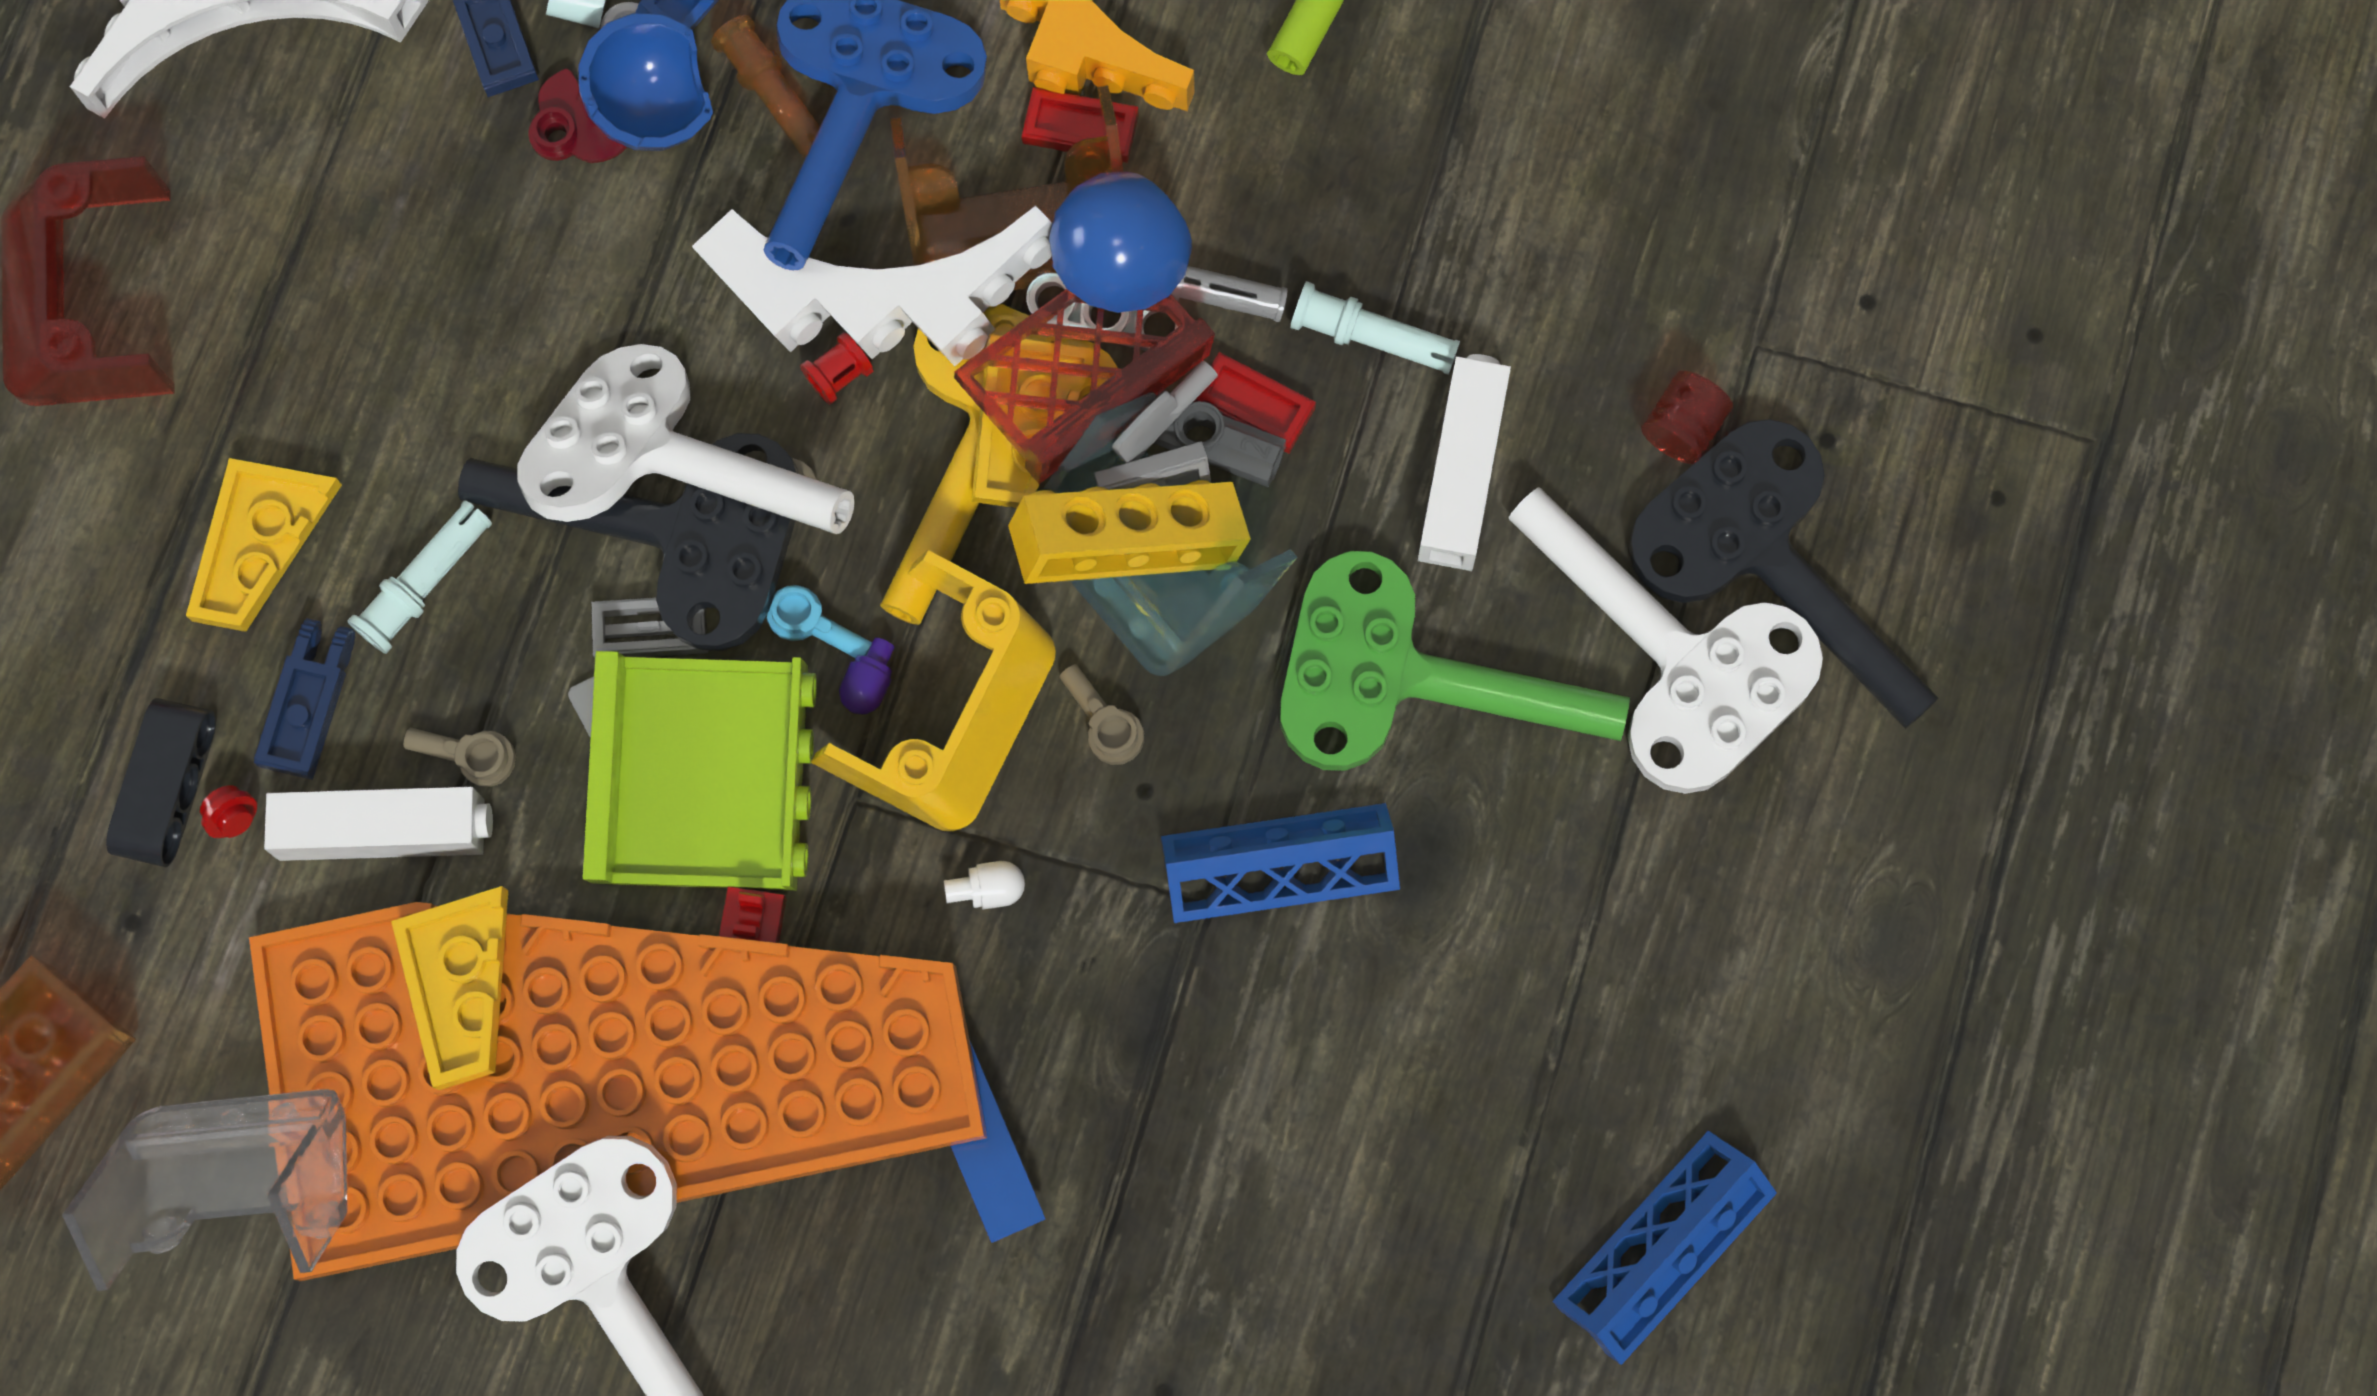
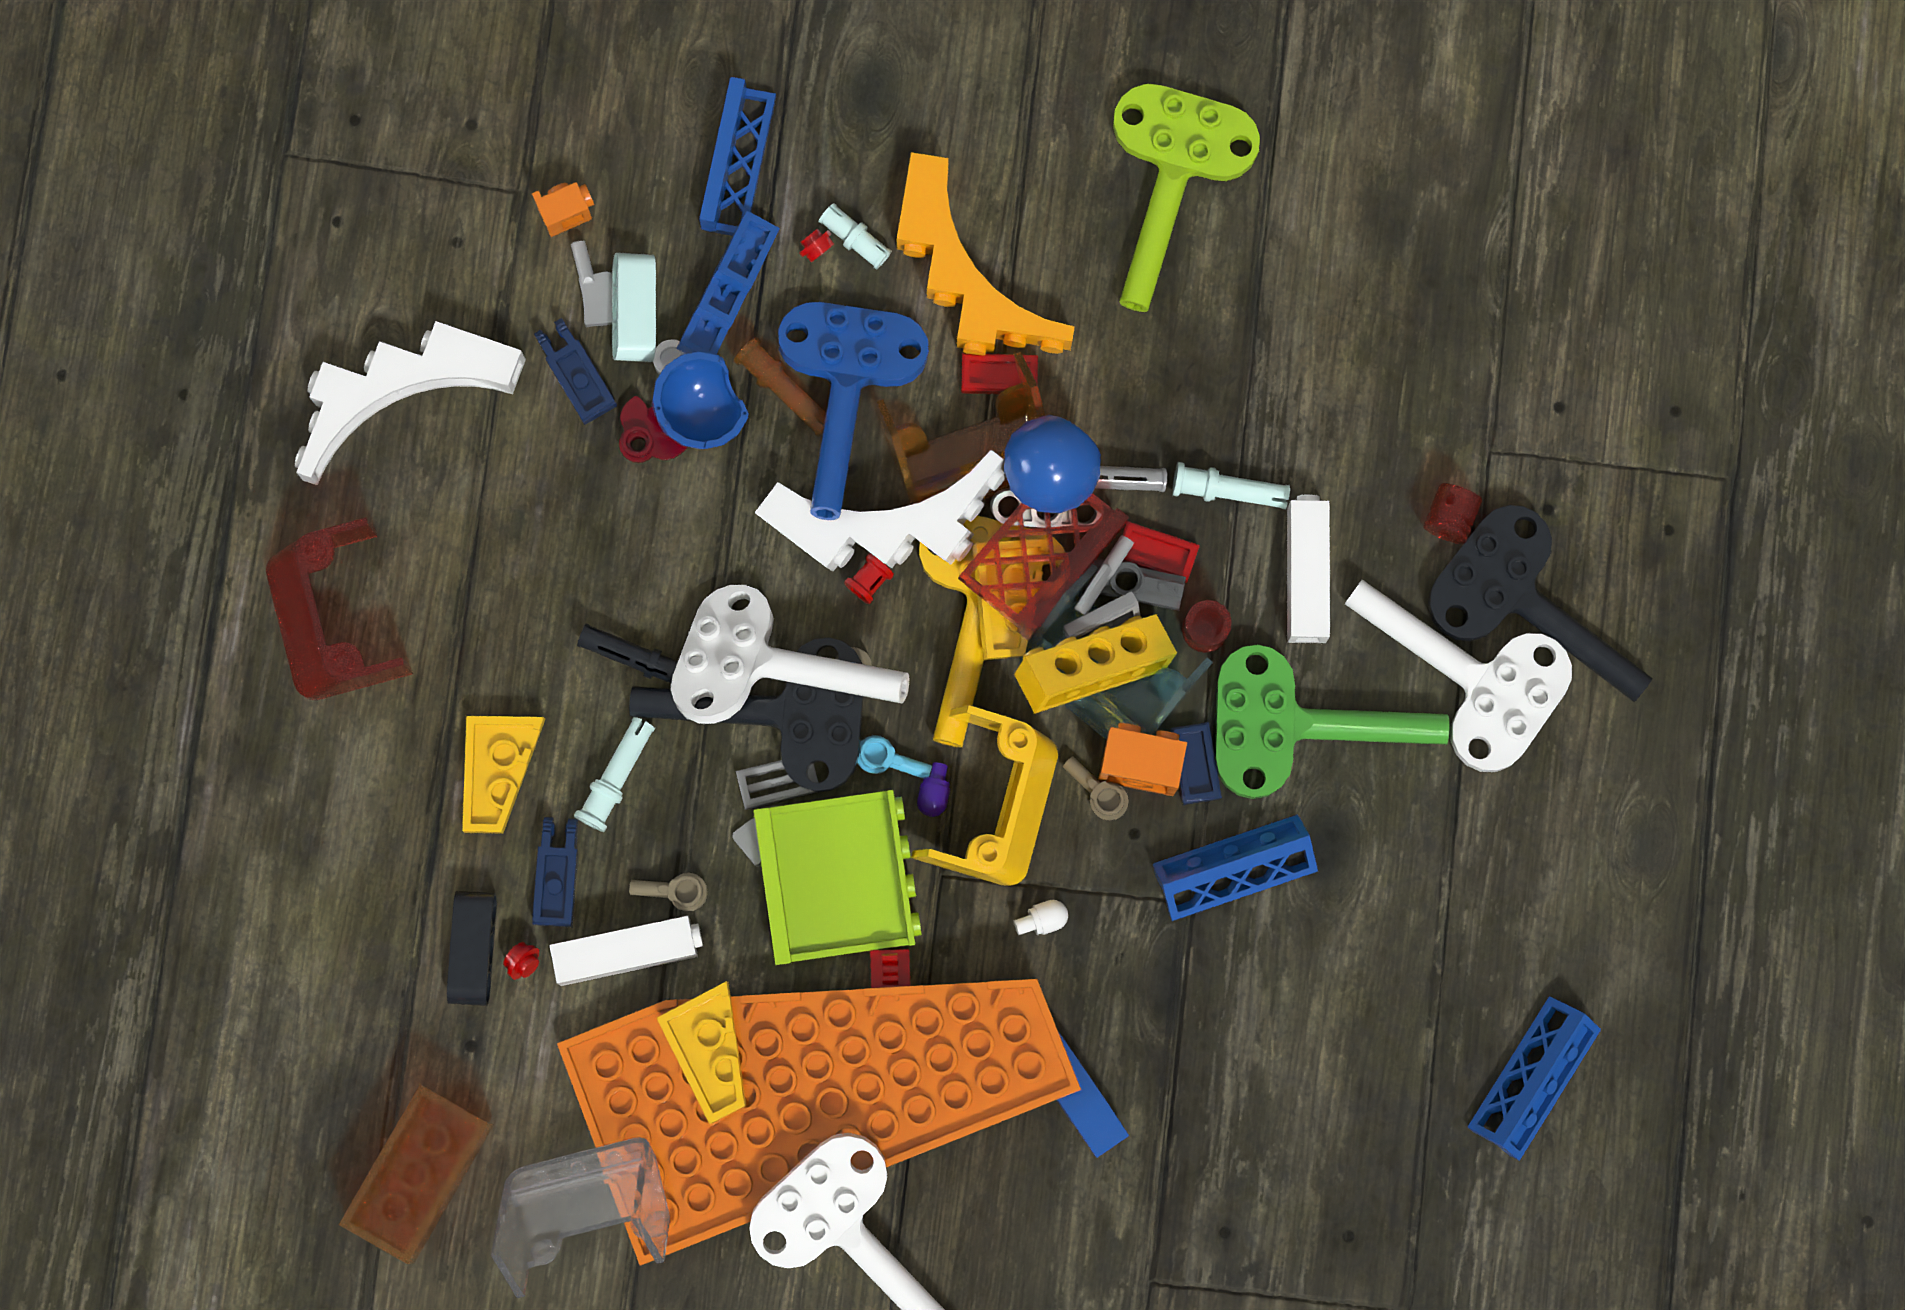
camera: 15 degrees left, 5 degrees up
(503, 430) = (628, 653): none -> black pin
(1170, 680) = (1143, 759): none -> orange slope
(1251, 706) = (1199, 771): none -> dark blue tile
(1303, 513) = (1206, 626): none -> clear red piece

